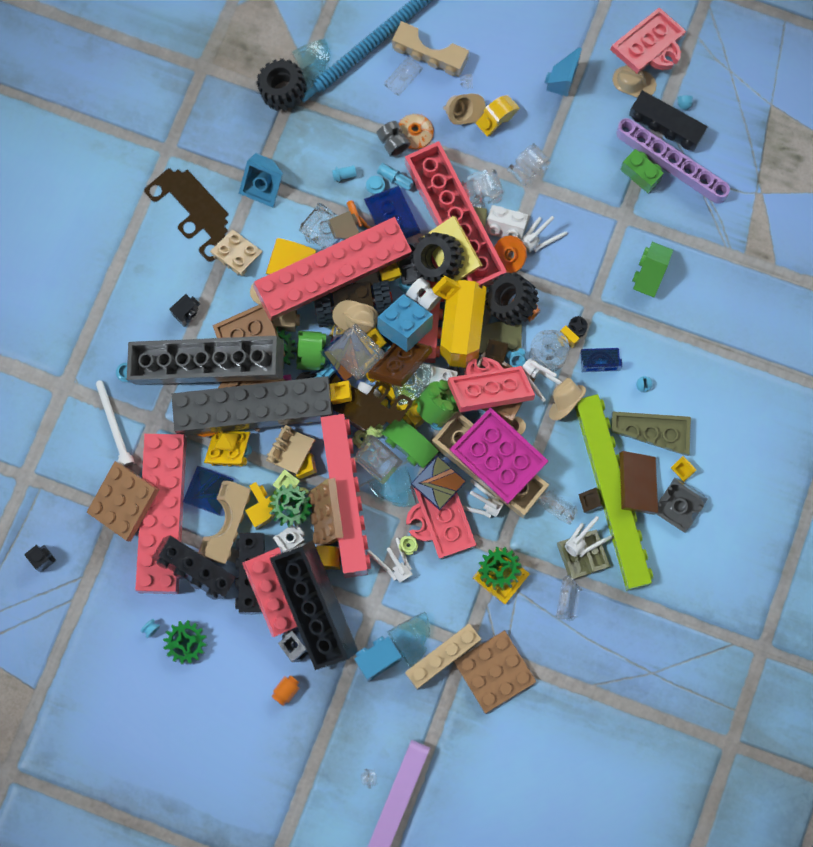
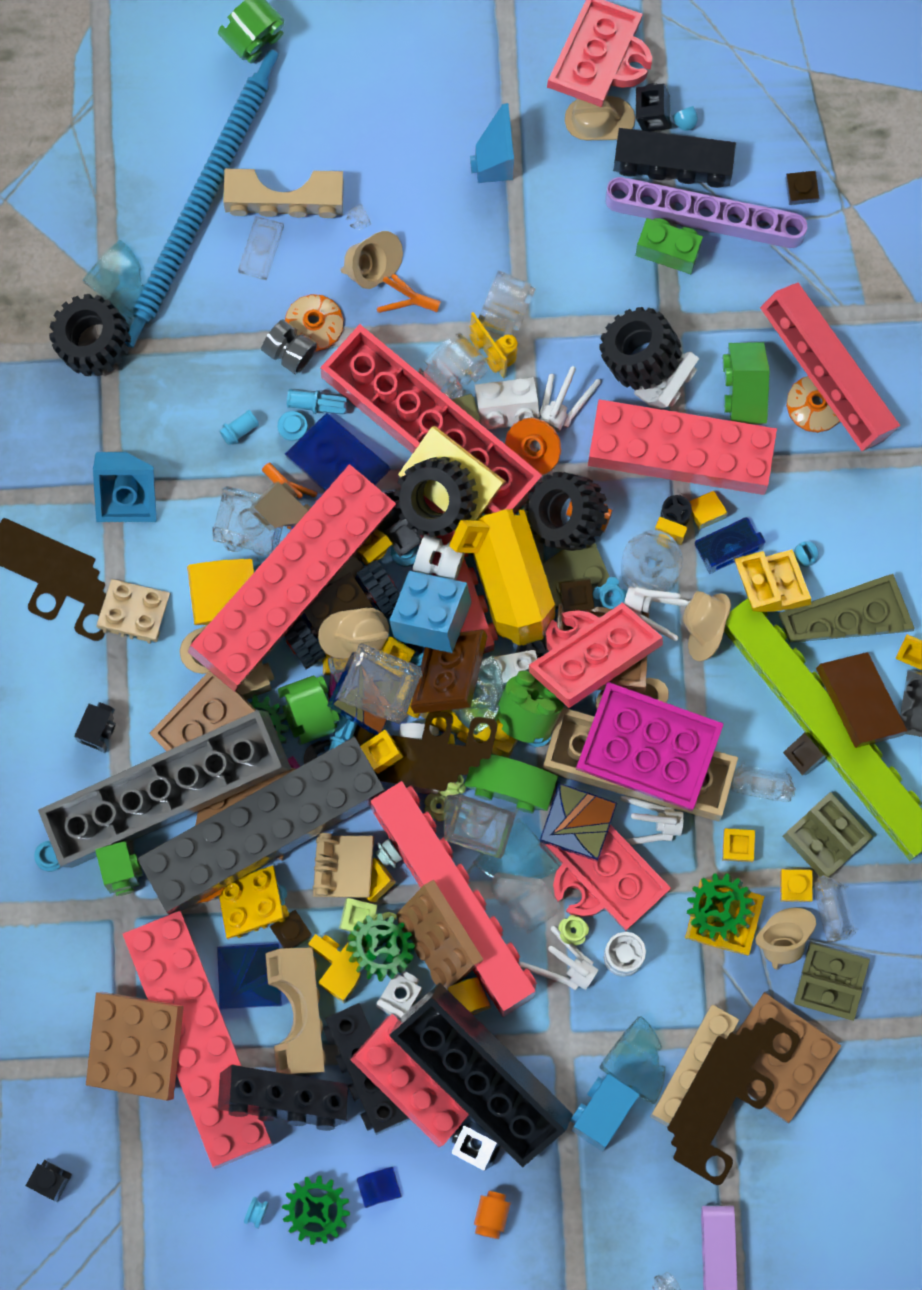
camera: 25 degrees left, 0 degrees up
(124, 457) = (104, 980): white piece -> none
(159, 395) = (119, 868): none -> bright green brick
(226, 441) = (246, 893): yellow slope -> none
(228, 645) = (378, 1187): none -> clear blue slope
(244, 475) = (291, 931): none -> dark brown plate
(319, 454) = (388, 854): none -> light aqua plate
(389, 515) = (527, 899): none -> clear slope
(431, 571) = (624, 954): none -> white wheel
(454, 669) = (715, 1087): none -> dark brown piece
(479, 141) = (416, 298): none -> orange plant
(497, 112) = (424, 248): yellow brick -> none
(514, 191) = (500, 353): none -> yellow hinge
(527, 537) = (738, 845): none -> yellow plate
(531, 602) = (786, 935): none -> tan piece
(548, 641) = (831, 981): none -> olive slope
(551, 576) = (795, 885): none -> yellow plate
(576, 544) = (813, 827): white plant -> none
(596, 334) = (707, 510): none -> yellow slope
(597, 290) = (682, 447): none -> coral brick
(600, 233) = (629, 333): none -> black tyre
(606, 245) = (667, 392): none -> white bracket
(616, 391) = (773, 581): none -> yellow slope
(668, 87) = (653, 107): none -> black brick
(687, 307) = (806, 413): none -> tan dish
(706, 280) = (829, 366): none -> coral brick
(736, 170) = (802, 187): none -> dark brown plate

